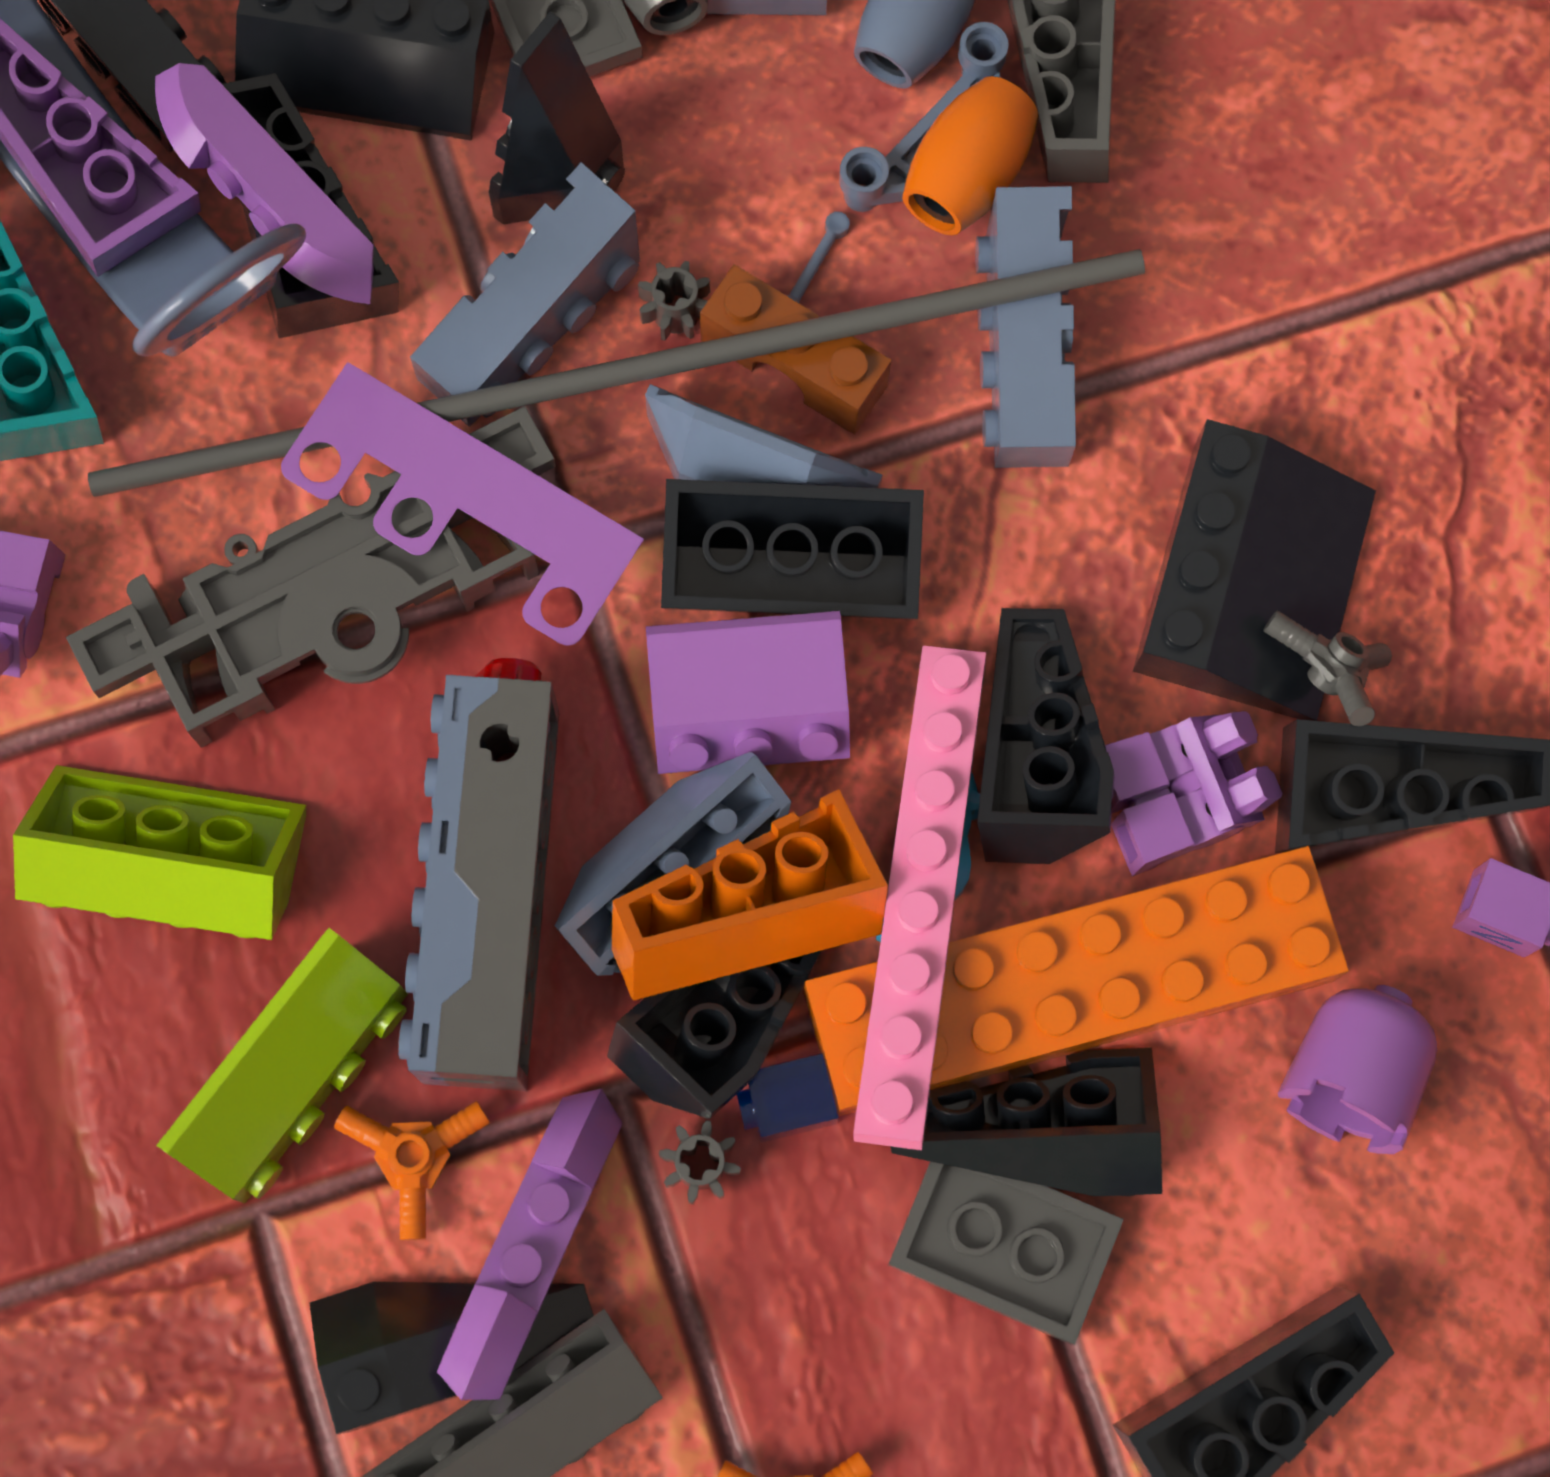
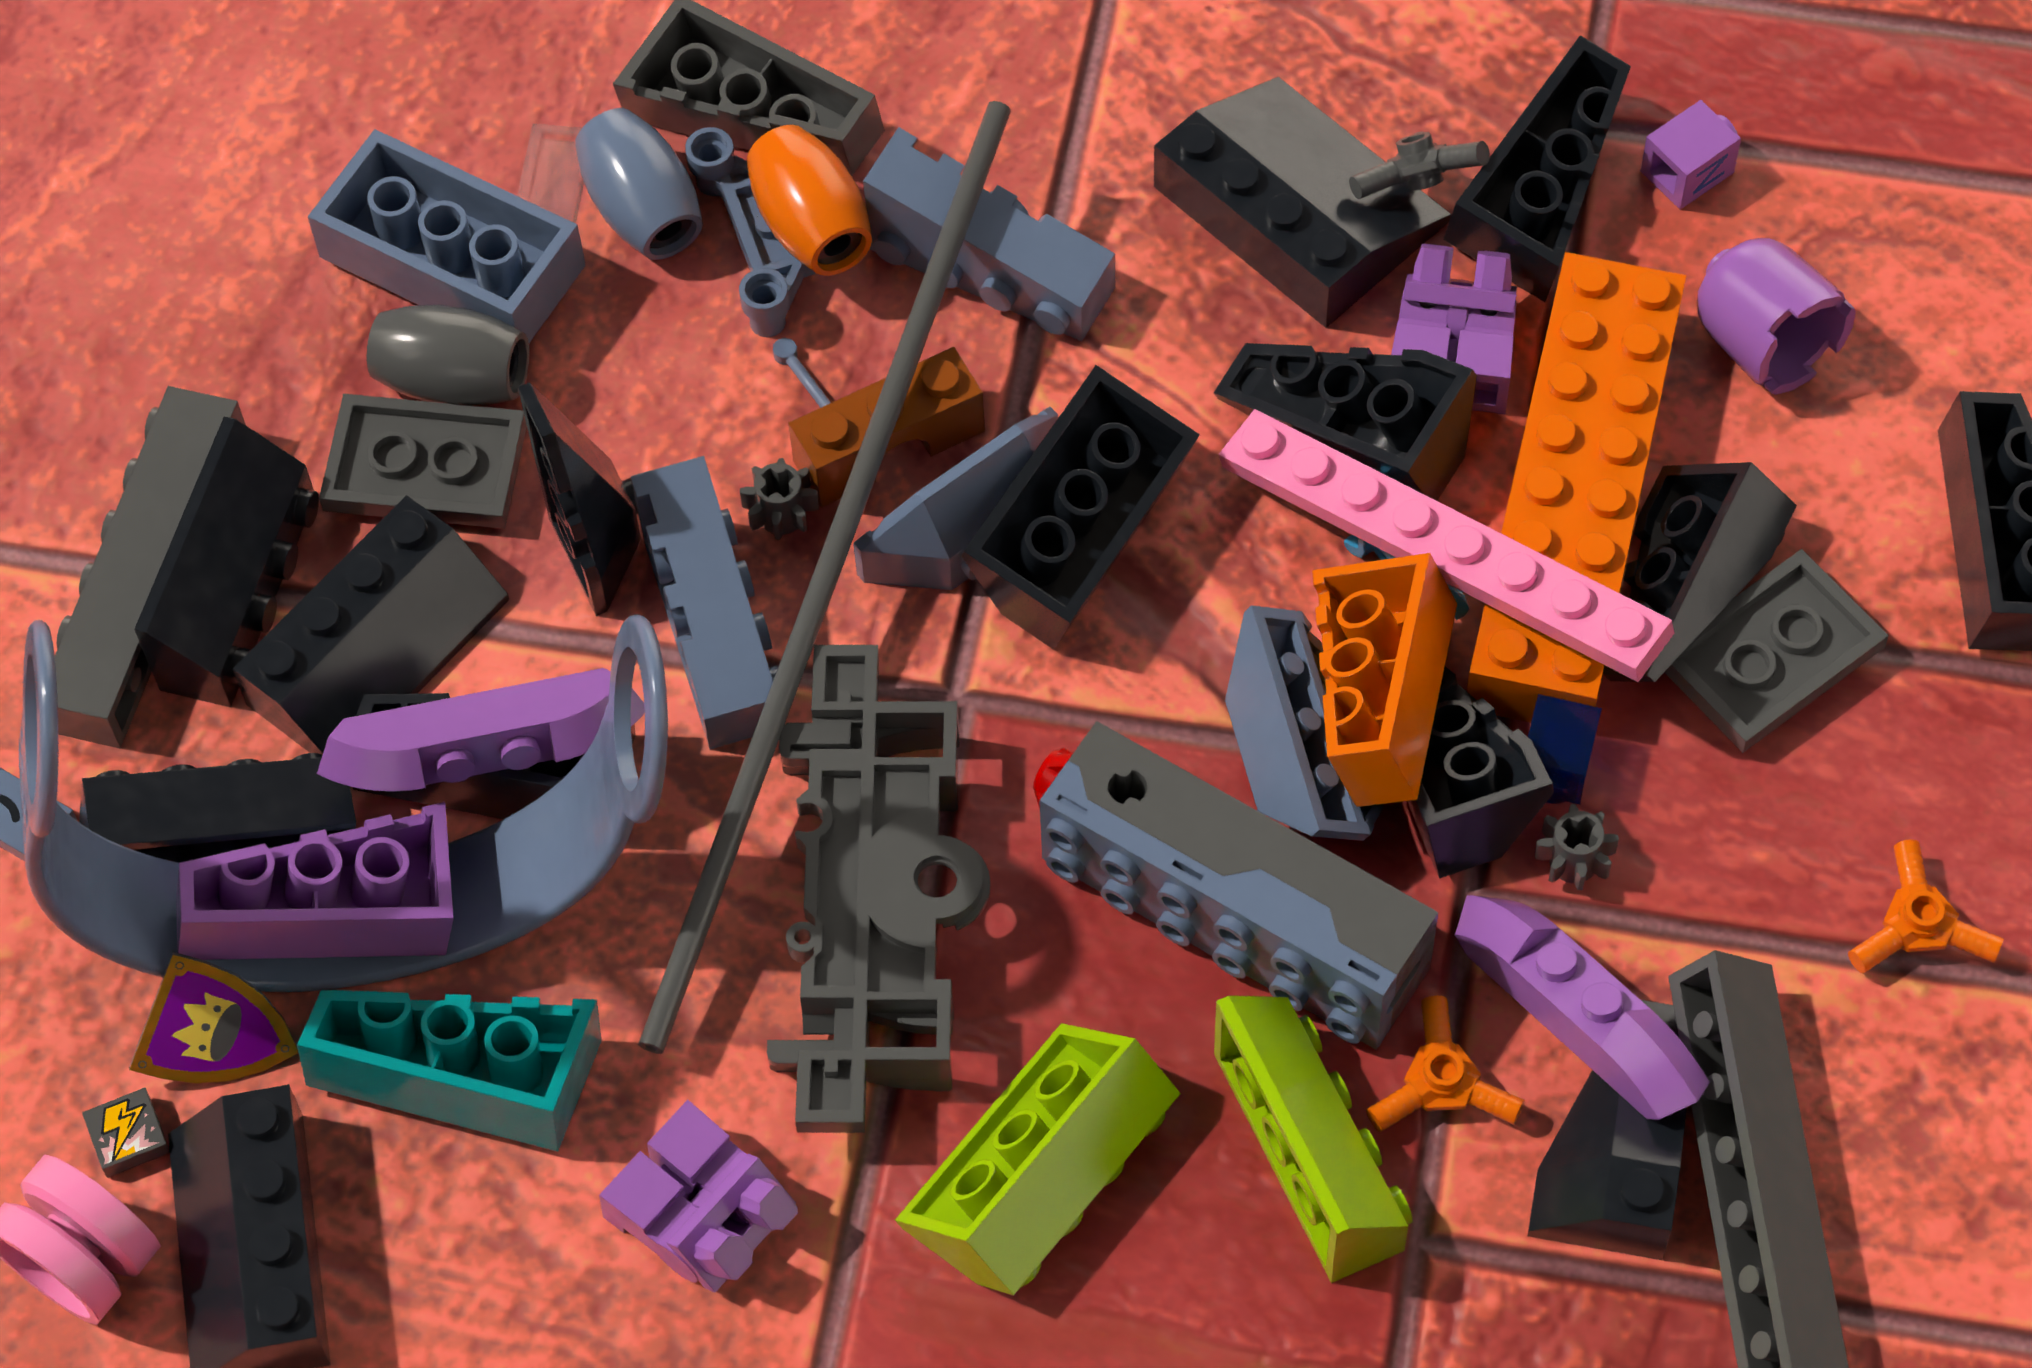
camera: 55 degrees left, 15 degrees down
(463, 473) = (850, 718): medium lavender piece -> none
(749, 688) = (1183, 597): medium lavender slope -> none

